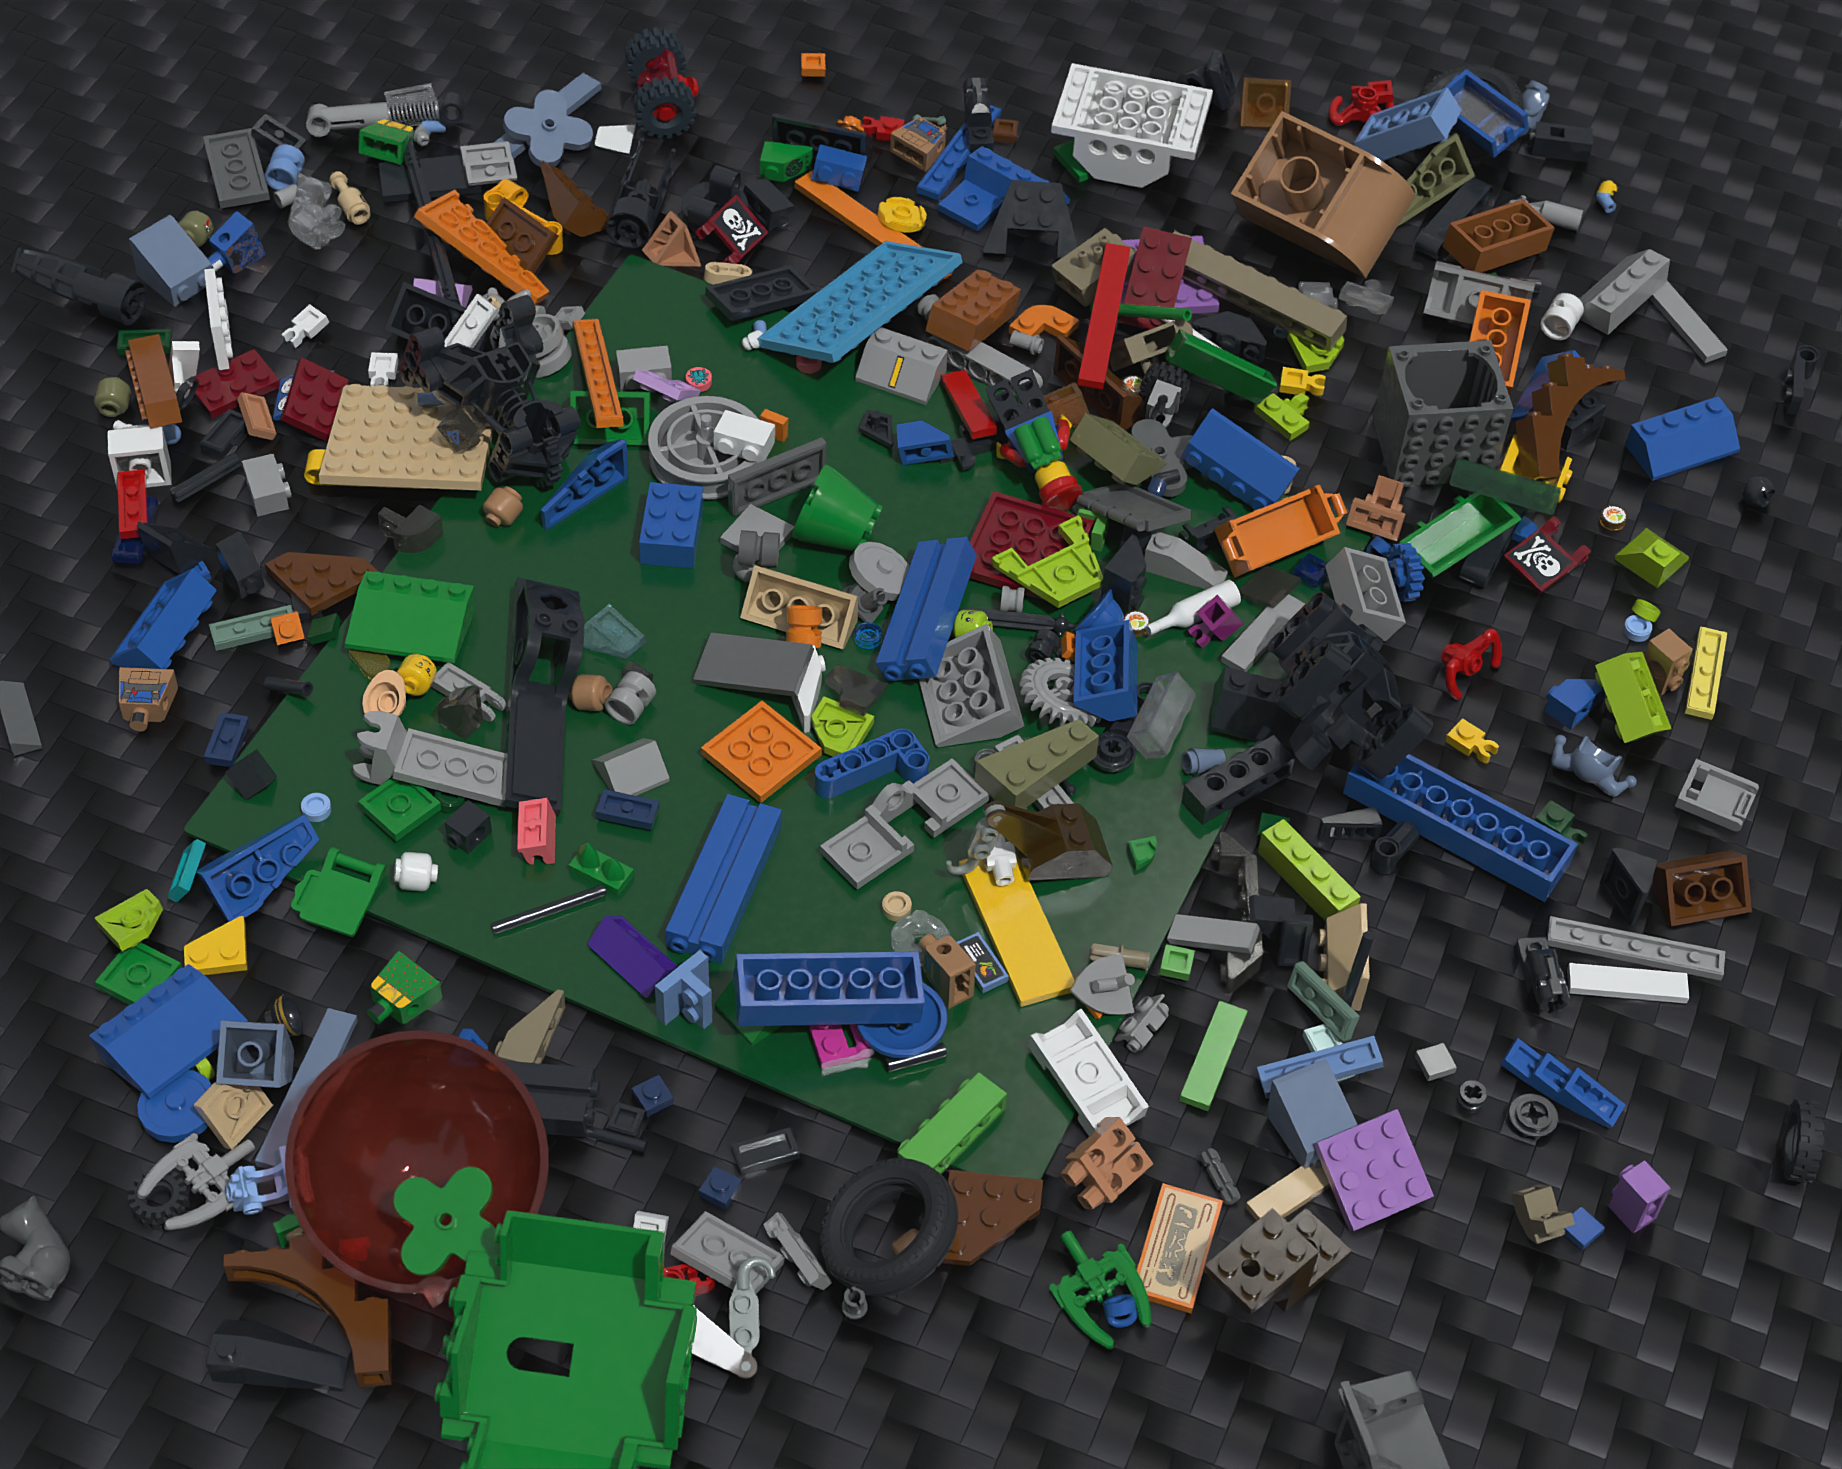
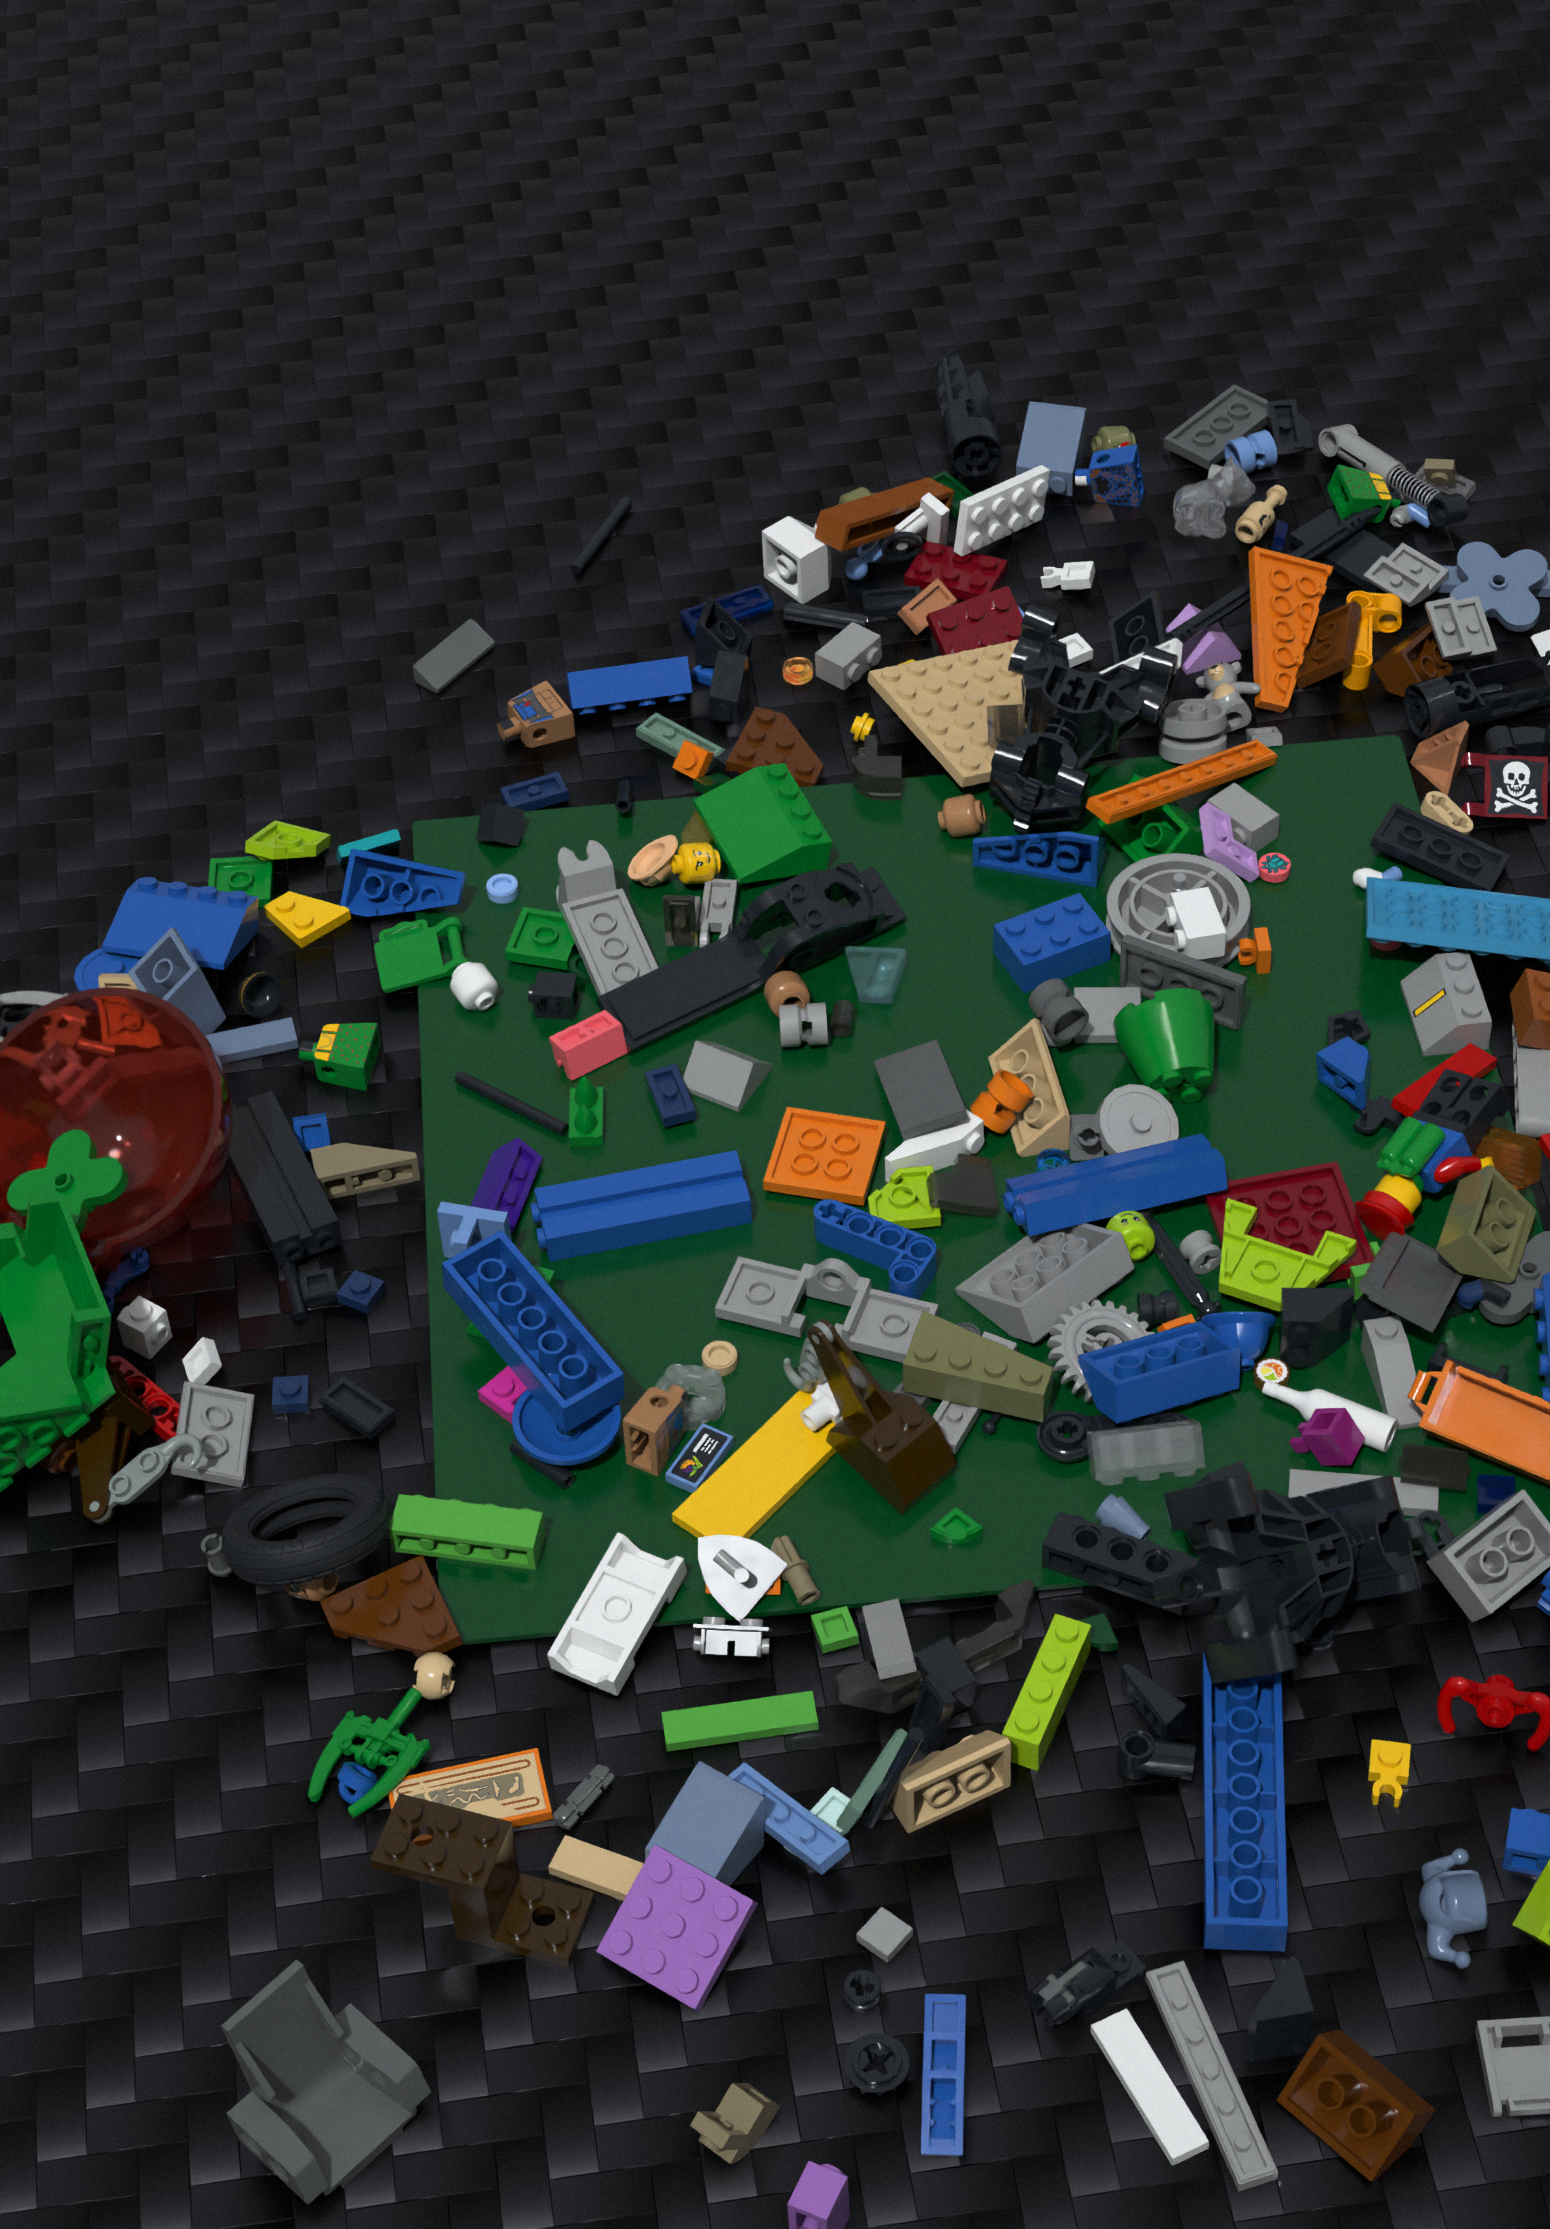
camera: 65 degrees right, 5 degrees down
(132, 502) = (745, 584): red plate -> none
(245, 522) = (797, 670): none -> clear orange tile
(348, 516) = (862, 726): none -> yellow plate
(380, 201) = (1279, 535): none -> clear blue tile
(410, 91) = (1440, 472): none -> dark tan plate
(570, 166) = (1460, 628): none -> light grey slope
(797, 1251) = (253, 1478): light grey hinge -> none
(1060, 1215) = (434, 1675): none -> tan piece
(1105, 1163) = (501, 1674): nougat hips -> none
(1560, 821) = (1315, 1905): dark green brick -> none
(1585, 1229) = (754, 2181): blue tile -> none

